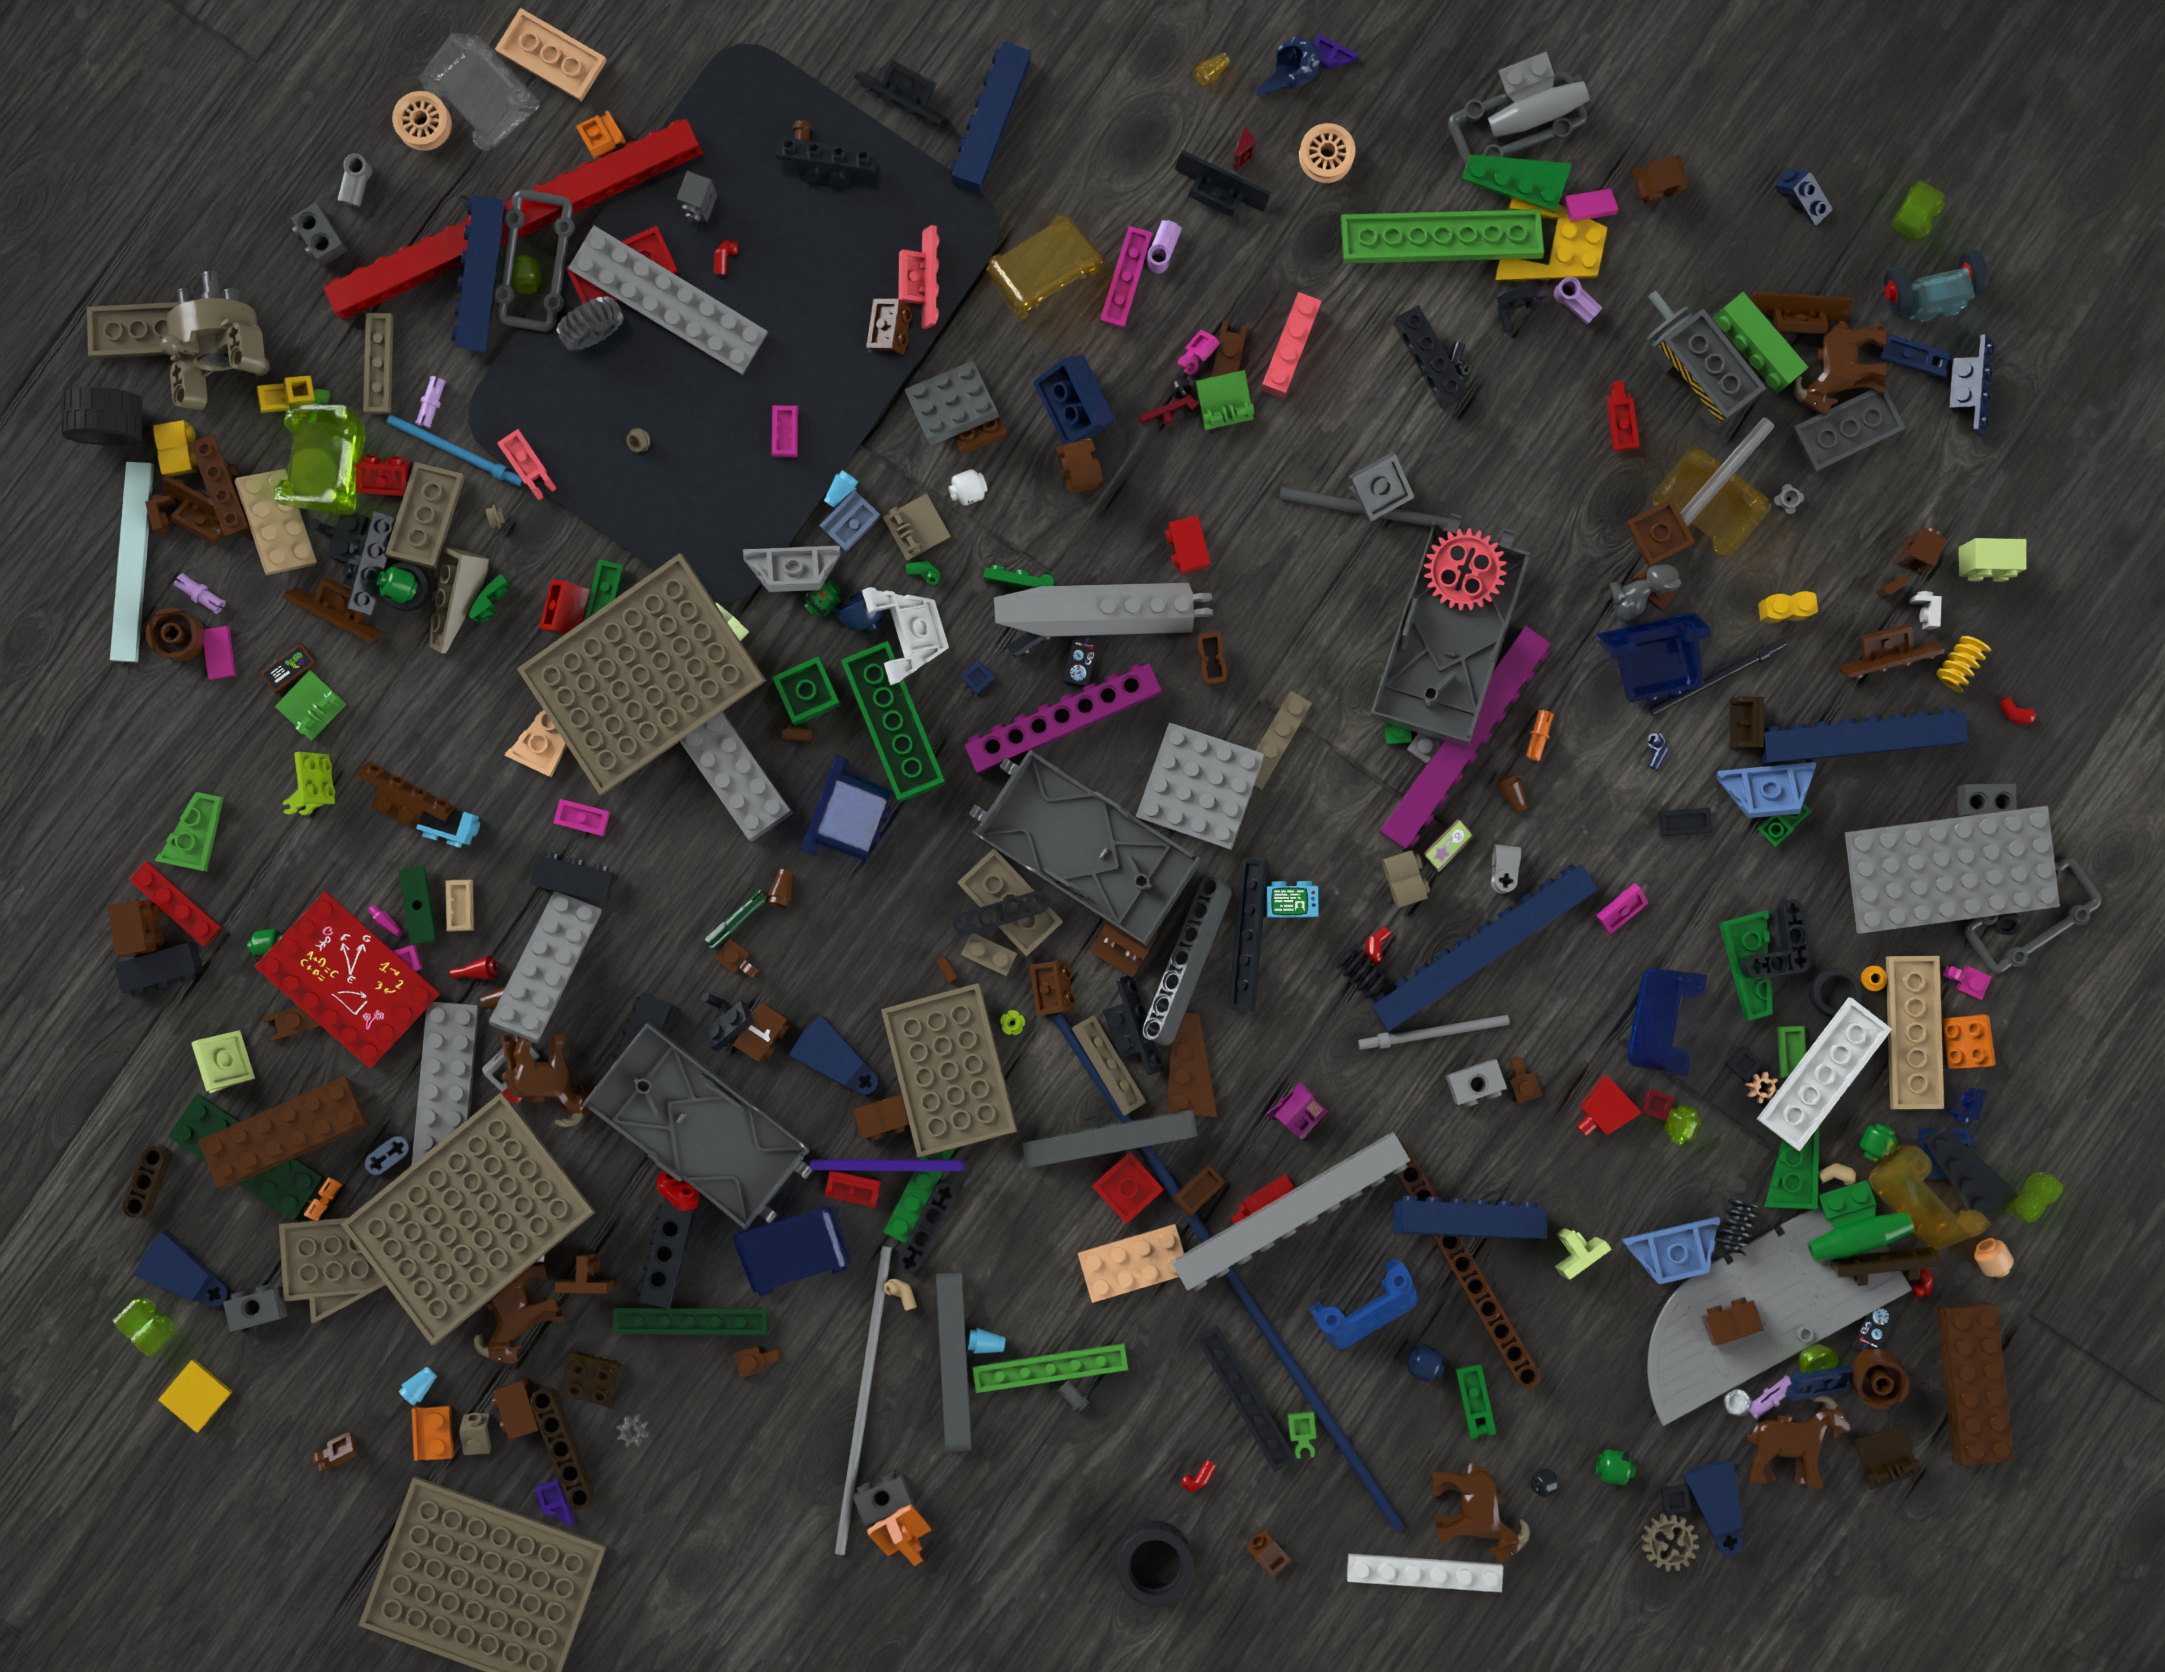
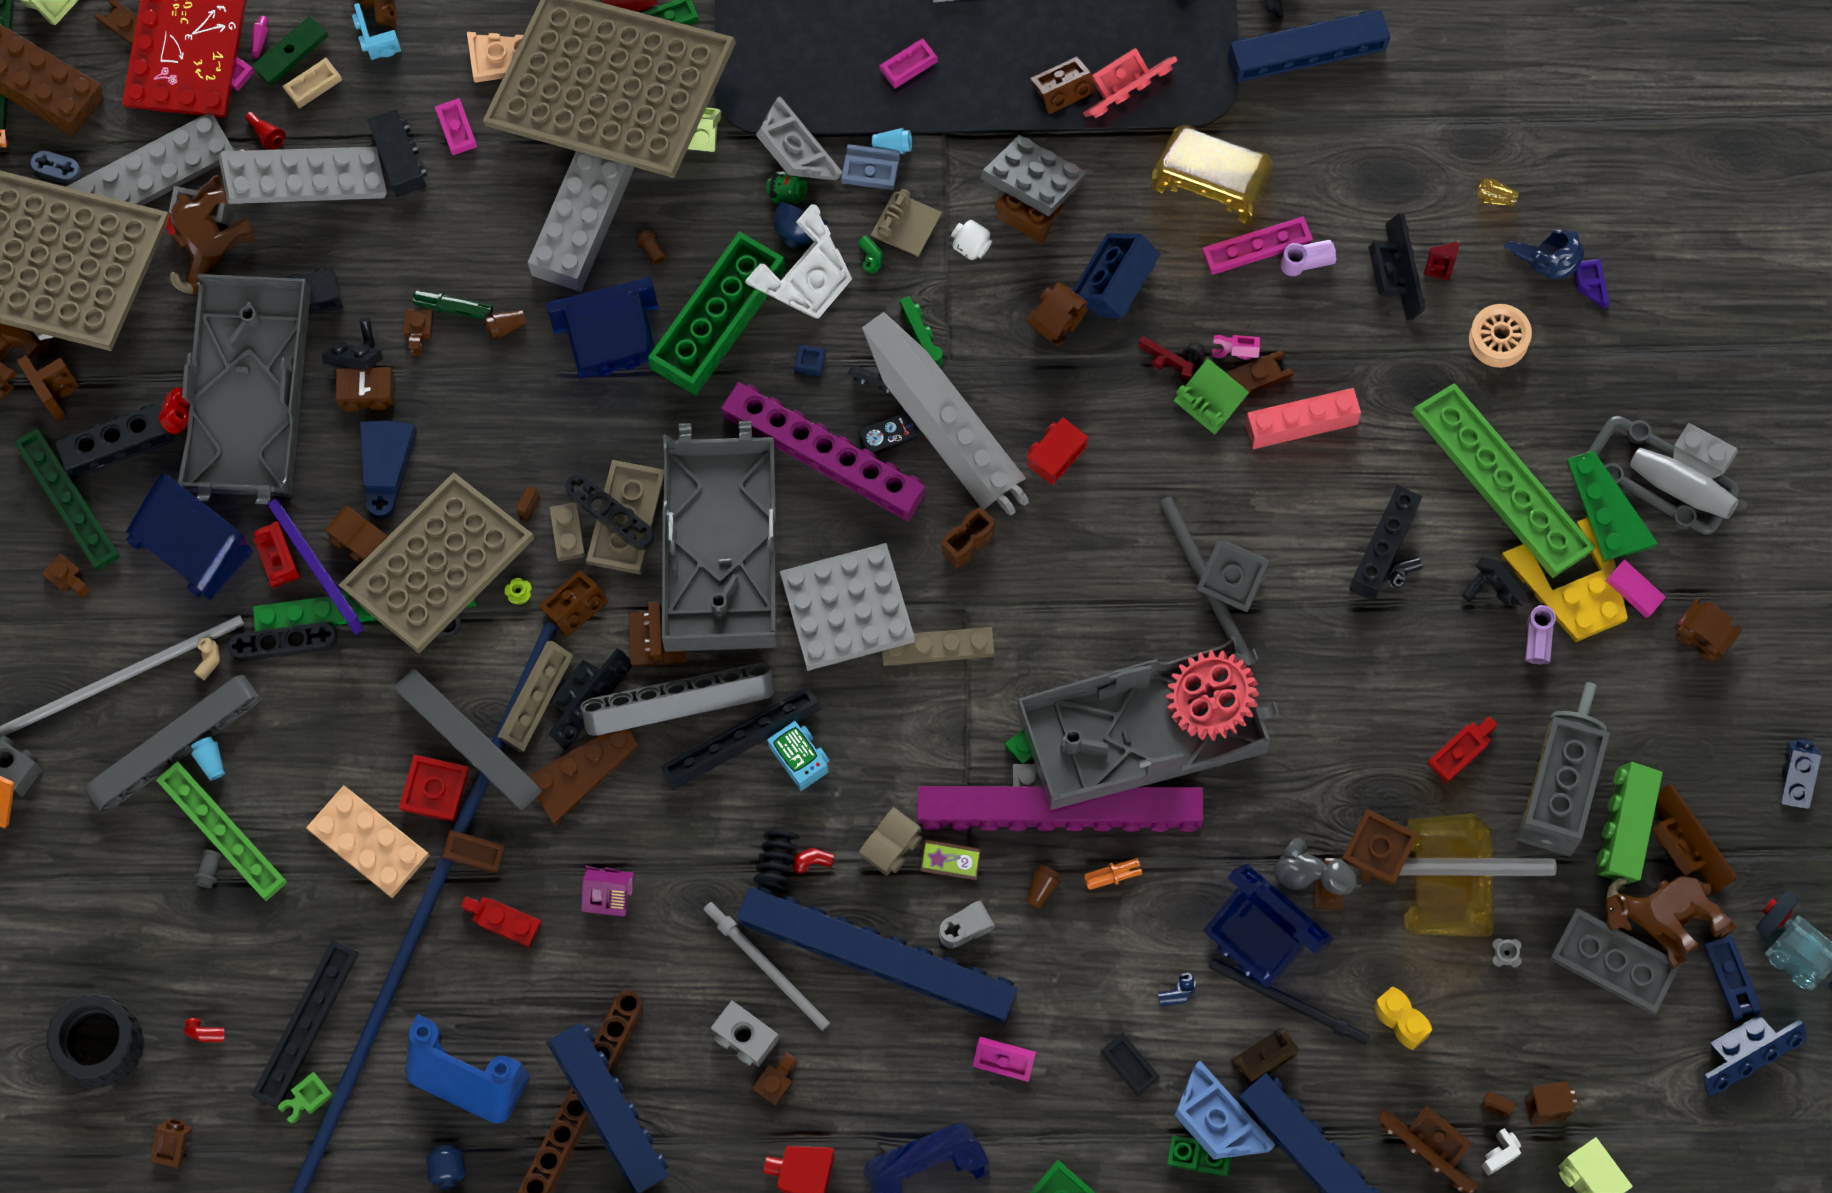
camera: 60 degrees right, 15 degrees down
(806, 691) = (693, 227): green brick -> none
(1291, 1211) = (506, 939): light grey brick -> none

